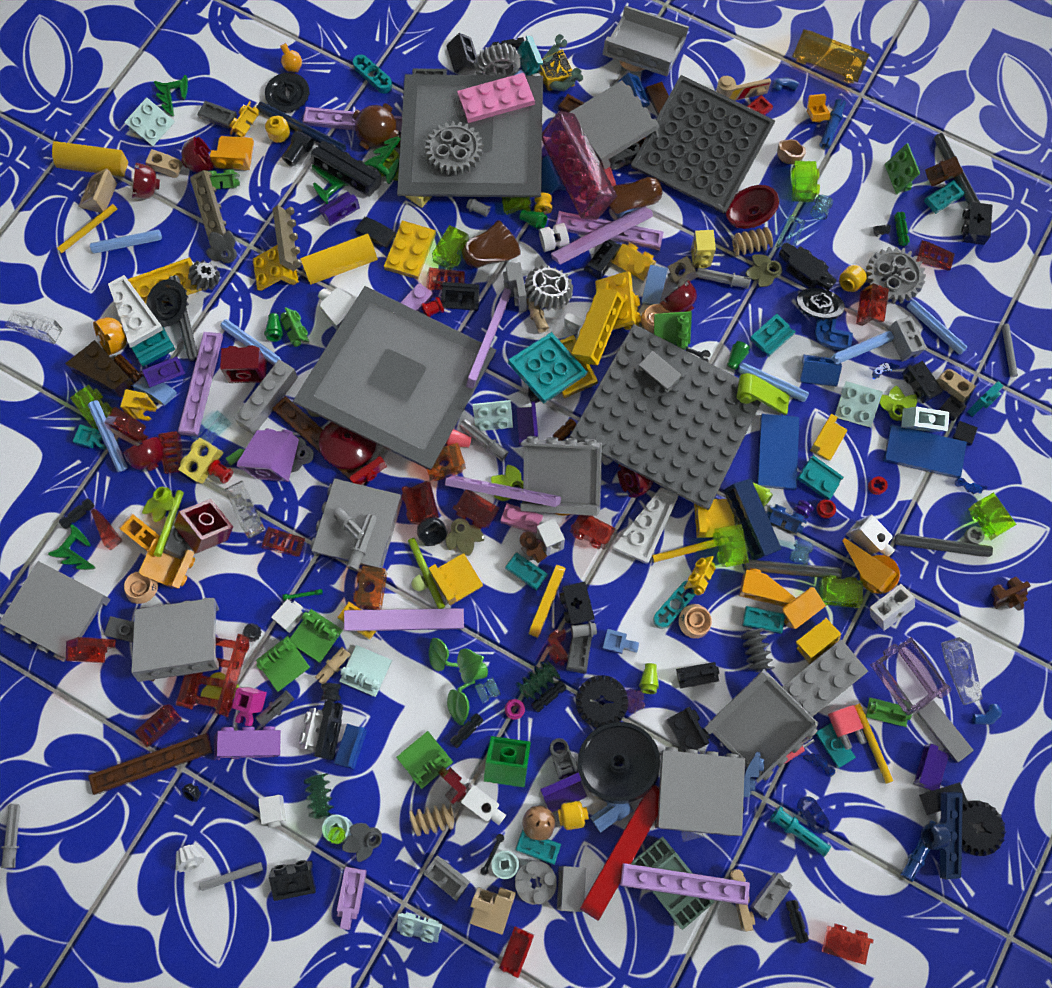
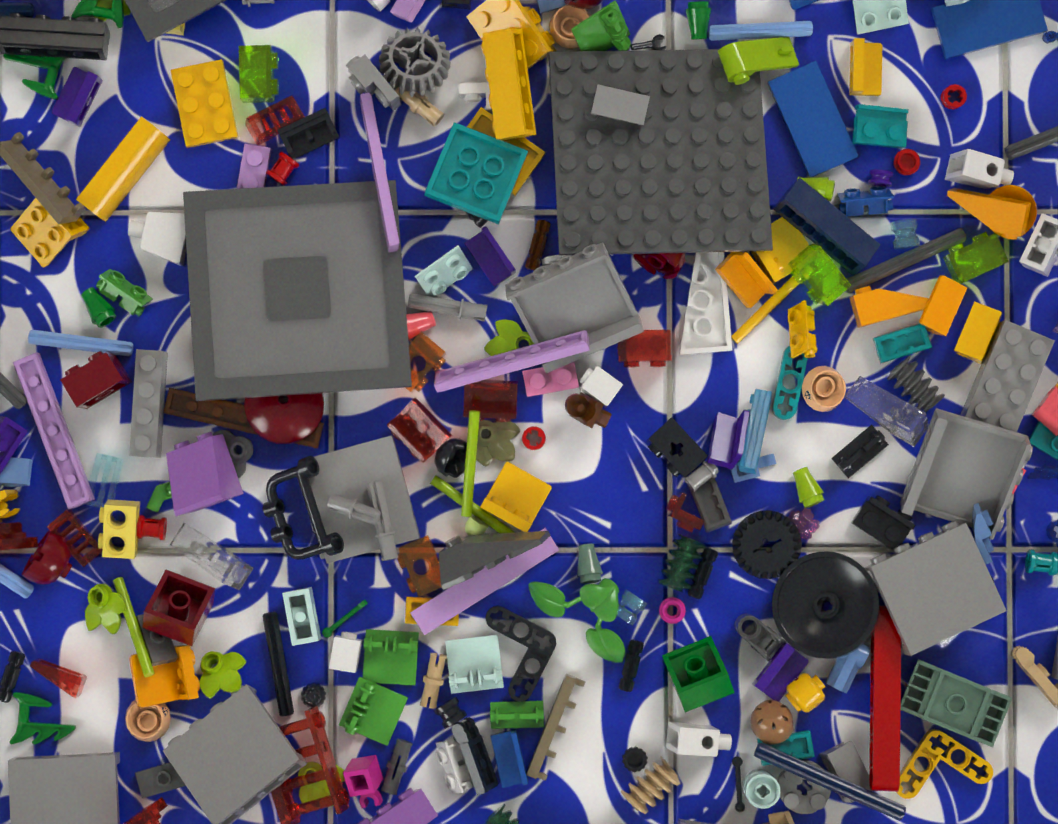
camera: 30 degrees left, 15 degrees up
(138, 531) = (103, 657): light orange slope -> none
(203, 582) = (223, 675): none -> lime plate
(242, 599) = (278, 664): none -> black axle
(274, 547) = (260, 576): clear red slope -> none
(275, 575) = (301, 616): none -> light aqua brick
(320, 537) = (331, 543): none -> black bar
(369, 471) = (333, 427): red plate -> none
(372, 719) = (516, 714): none -> bright green hinge
(377, 232) = (148, 104): black slope -> none
(390, 740) = (552, 726): none -> dark tan hinge
(405, 596) = (470, 554): none -> dark grey wedge
(408, 684) = (533, 650): none -> black beam
(424, 759) = (602, 725): bright green hinge -> none
(432, 795) = (634, 759): none -> black piece
(439, 539) = (470, 463): none -> lime bar
(457, 790) = (660, 740): dark red bracket -> none
(479, 643) = (588, 565): none -> sand green cone
(483, 549) = (526, 442): none -> red bush
(491, 247) = (309, 43): reddish brown hair -> none
(526, 571) = (593, 441): teal plate -> none
(547, 601) = (638, 463): yellow beam -> none
(555, 886) = (830, 781): none -> dark blue axle
(613, 616) = (728, 439): none -> panel
(634, 621) = (755, 430): none -> dark azure piece
(638, 913) = (933, 756): none -> yellow beam
(681, 521) = (745, 278): none -> light orange panel
(685, 884) = (971, 699): lavender tile -> none
(731, 658) = (889, 411): none -> clear slope

